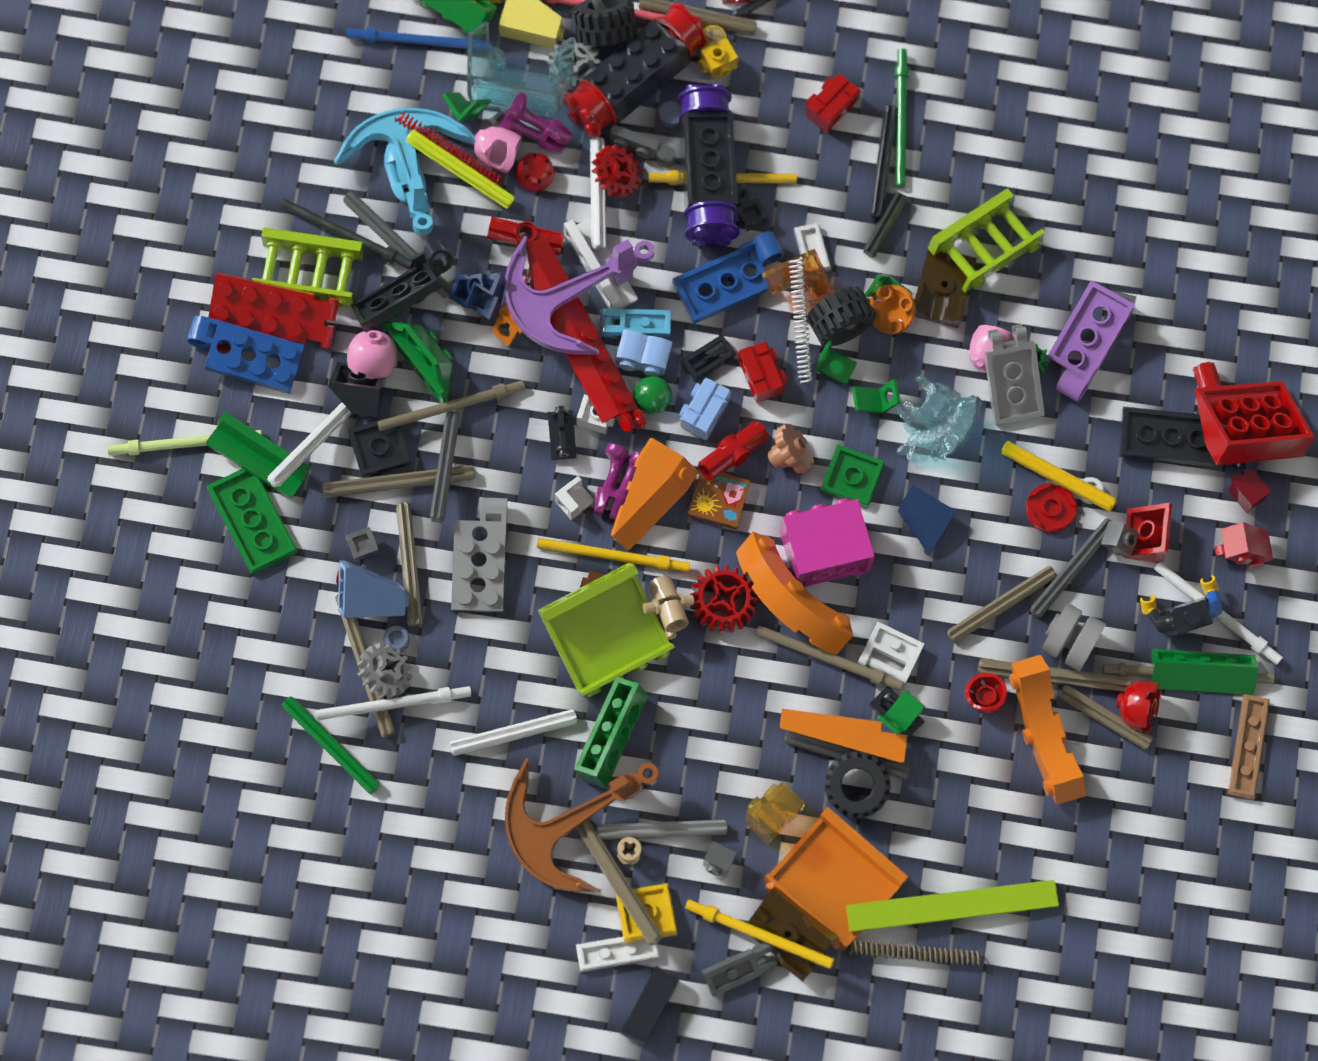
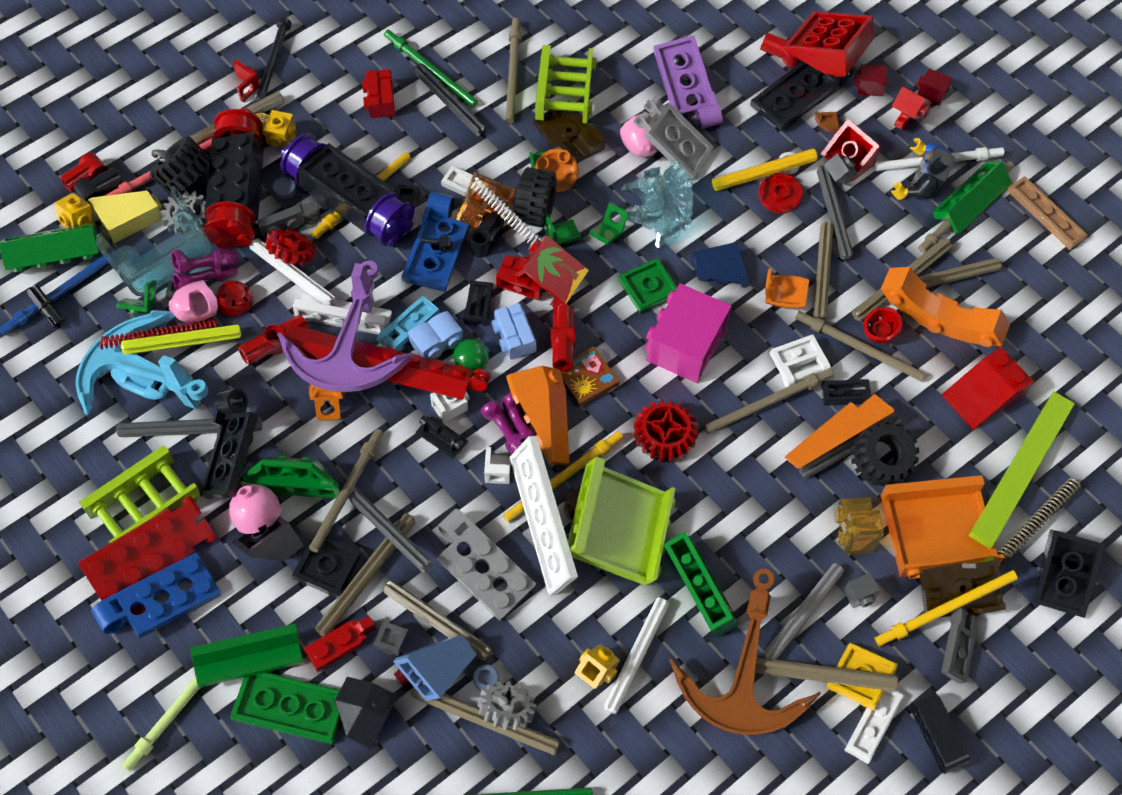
camera: 45 degrees left, 10 degrees down
(292, 572) = (363, 709): none -> black slope
(309, 445) = (278, 610): white axle -> none
(328, 510) = (339, 643): none -> red hinge
(388, 254) = (192, 436): pearl dark grey bar -> none
(395, 44) = (45, 306): none -> black axle
(443, 695) = (562, 682): white bar -> none
(474, 710) = (597, 666): none -> yellow brick
(479, 292) = (285, 398): dark blue slope -> none
(556, 567) = (543, 516): none -> white tile
(630, 843) = (809, 644): tan bush -> none
(668, 605) = (641, 467): tan pin -> none
(731, 286) = (444, 242): none -> black hand
(778, 307) = (485, 234): none -> black piece
(783, 389) = (552, 269): none -> red panel
(789, 598) = (705, 384): orange brick -> none
(790, 450) = (597, 303): nougat plant -> none
(884, 1008) = (1068, 573): none -> black slope
(885, 224) = (493, 131): pearl dark grey axle -> none
(902, 713) = (854, 383): green bracket -> none
(942, 642) = (818, 324): none -> dark tan bar
(946, 588) = (786, 290): none -> orange piece
(1001, 158) = (515, 38): none -> dark tan bar
(1004, 824) = (988, 388): none -> red slope
(1067, 633) = (890, 243): light grey wheel -> none
(1139, 705) = (970, 245): red cylinder -> none
(1169, 488) = (827, 121): none -> dark orange tile
(1295, 549) = (934, 86): none -> dark red brick

